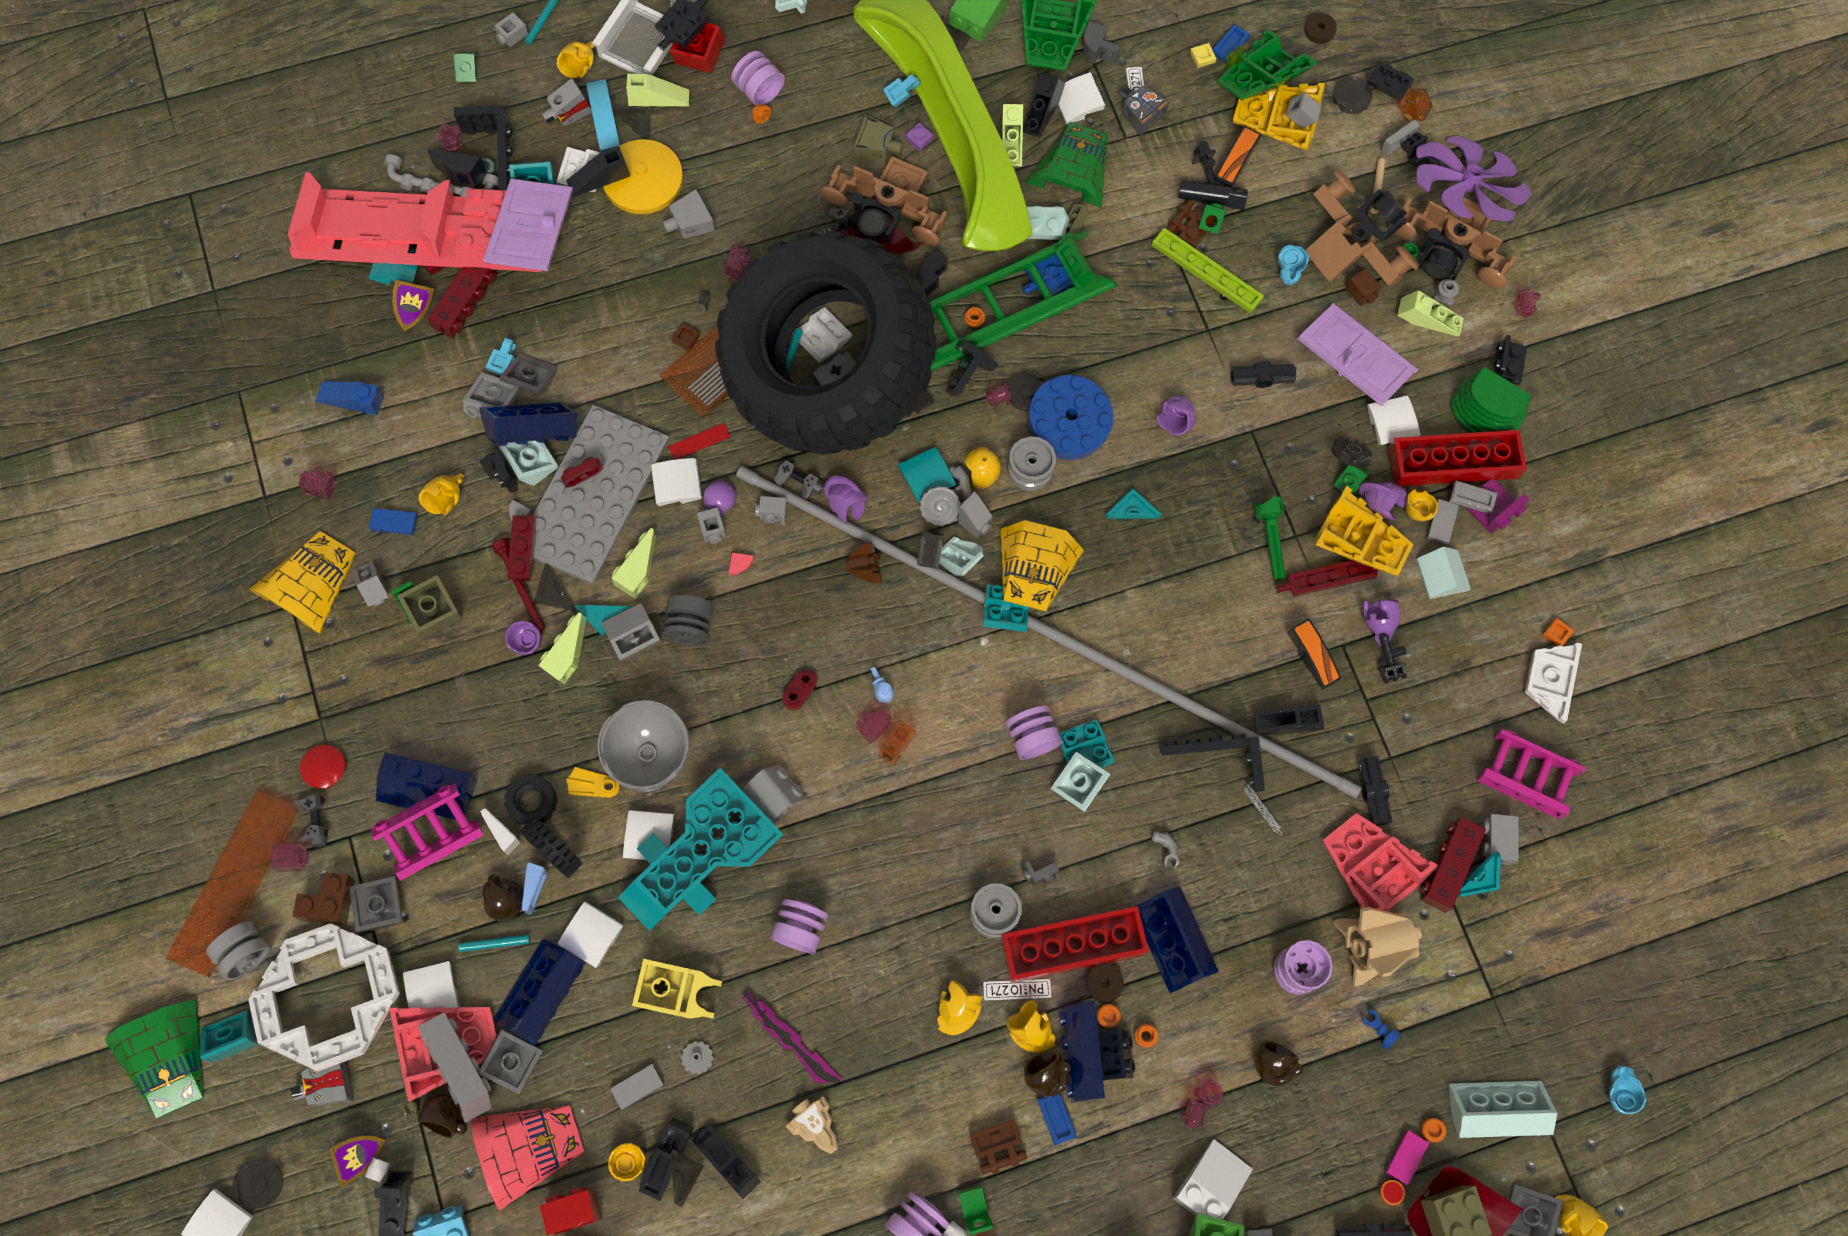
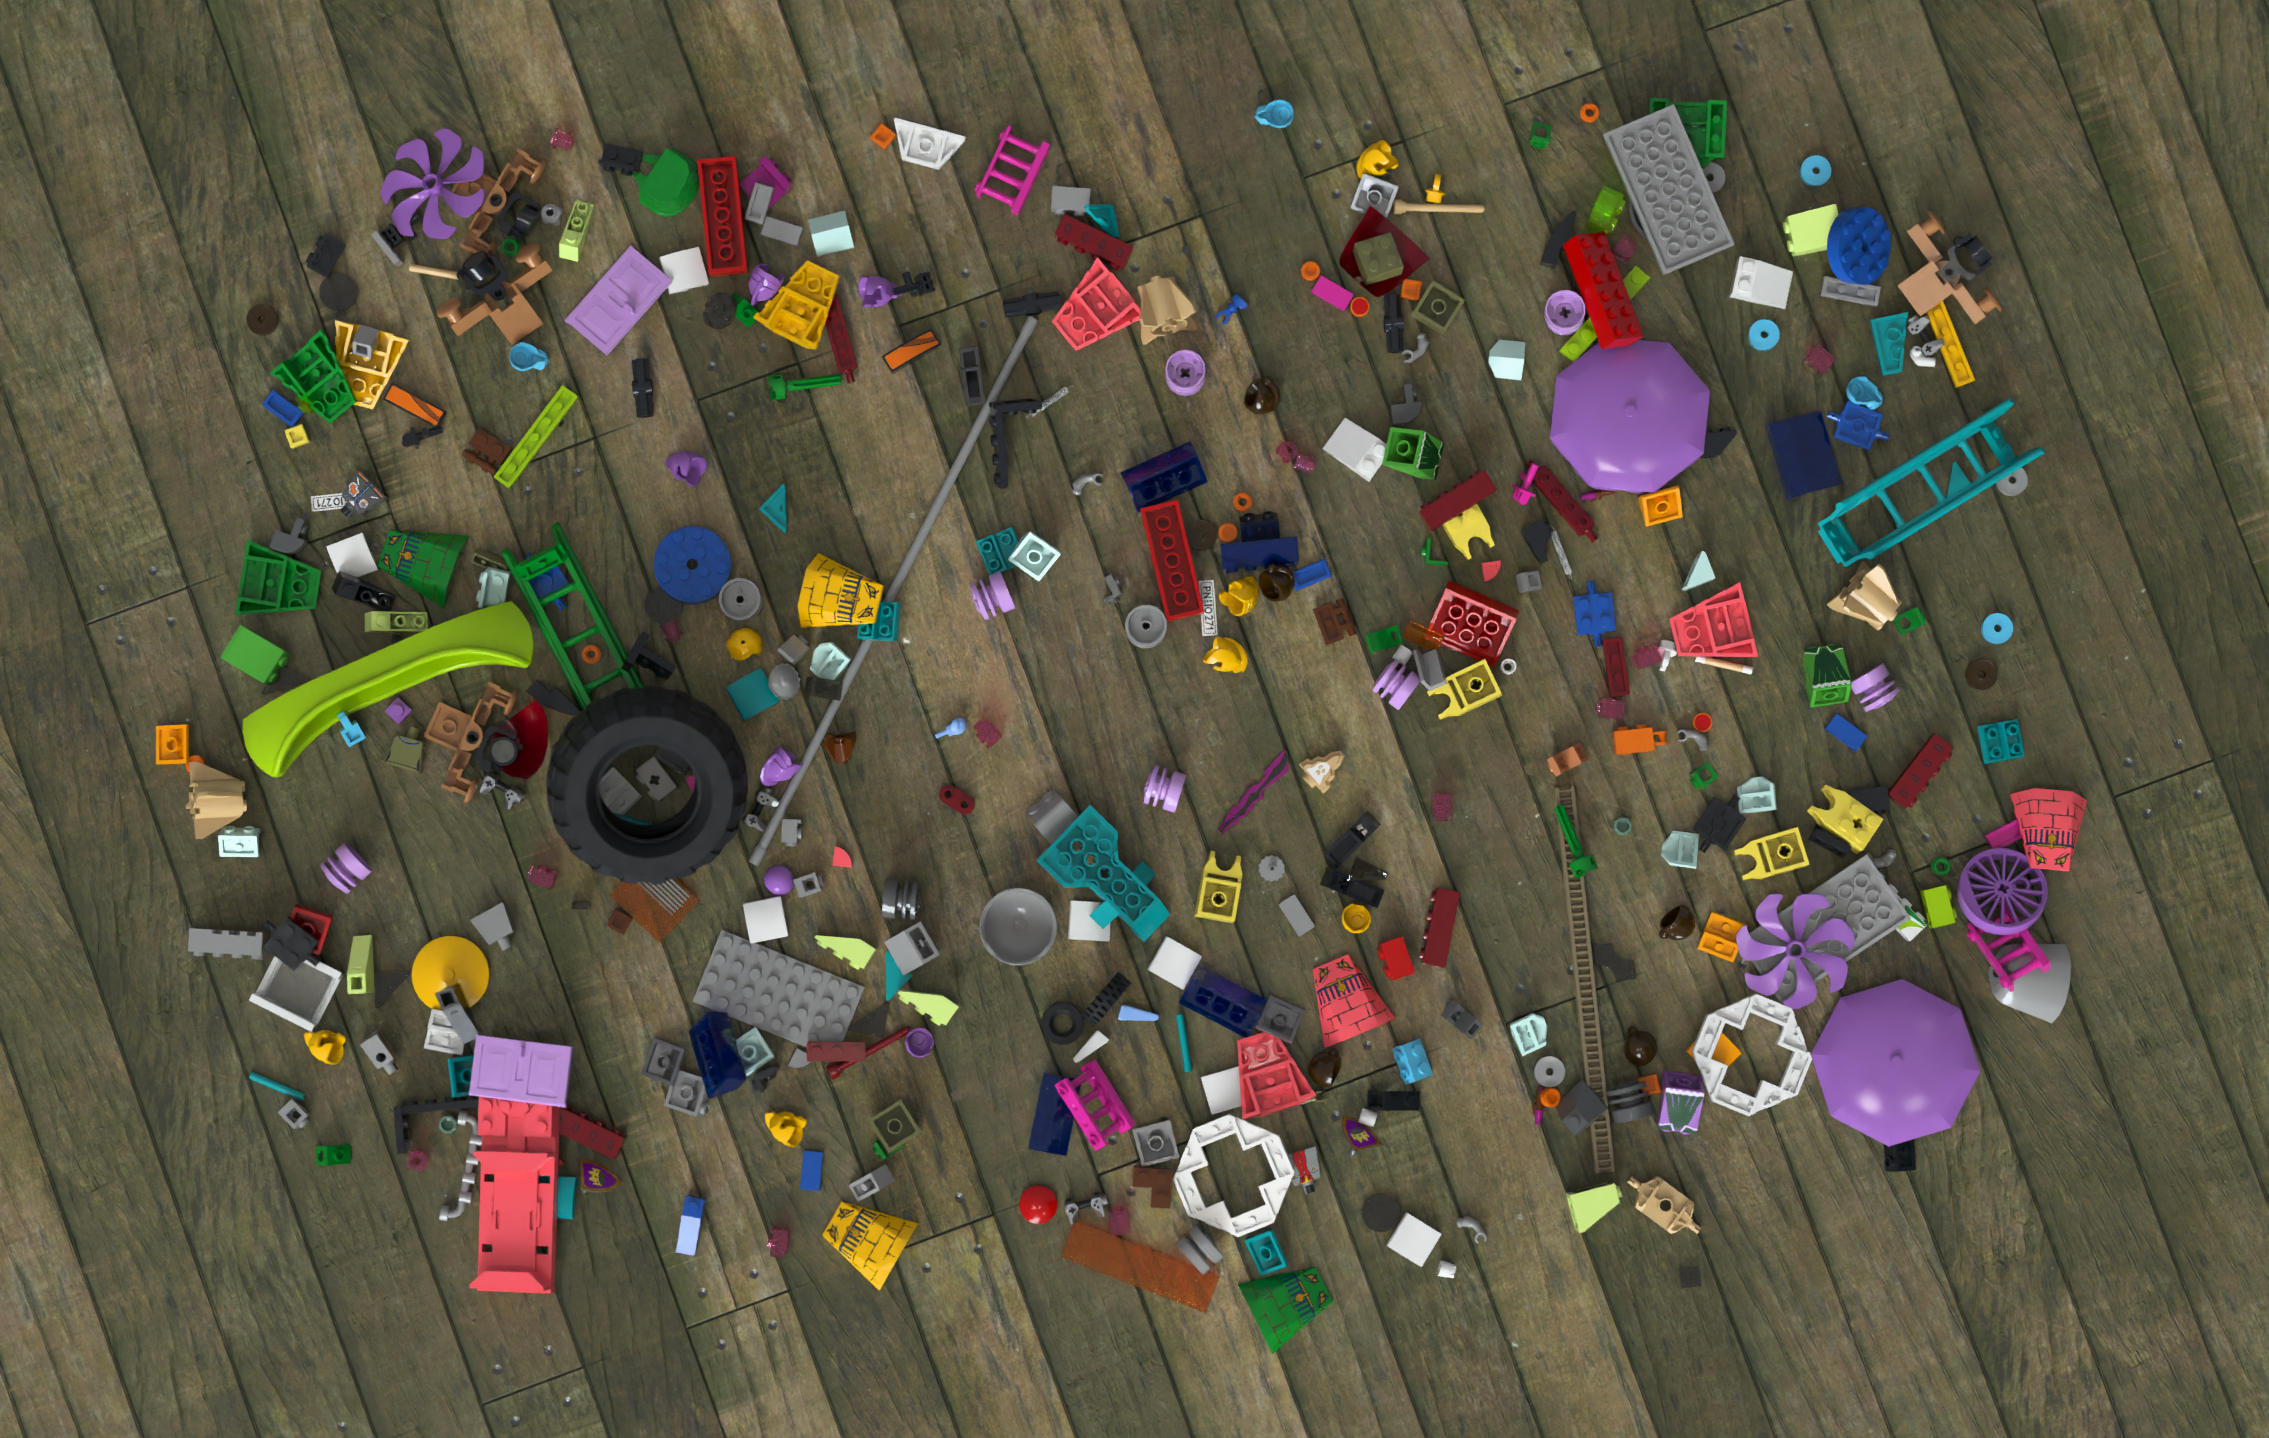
camera: 90 degrees left, 15 degrees up
(456, 1066) = (1287, 1059): light grey wedge -> none
(460, 168) = (456, 1142): black slope -> none
(501, 359) = (651, 1089): medium azure plate -> none
(502, 898) = (1147, 1038): dark brown piece -> none
(575, 475) = (767, 1010): dark red plate -> none
(589, 783) = (1045, 975): yellow piece -> none
(602, 114) = (383, 1017): medium azure slope -> none
(699, 441) = (723, 902): red sticker -> none
(761, 113) = (379, 864): orange plate -> none
(897, 742) = (1002, 713): clear orange leg -> none
(964, 488) = (763, 659): light grey piece -> none
(1210, 193) = (457, 415): black piece -> none
(1218, 212) = (476, 427): green bracket -> none
(1363, 288) = (551, 291): reddish brown brick -> none
(1416, 104) = (352, 232): clear orange brick -> none
(1421, 506) = (769, 250): yellow hair -> none
(1501, 1109) = (1292, 215): light aqua slope -> none

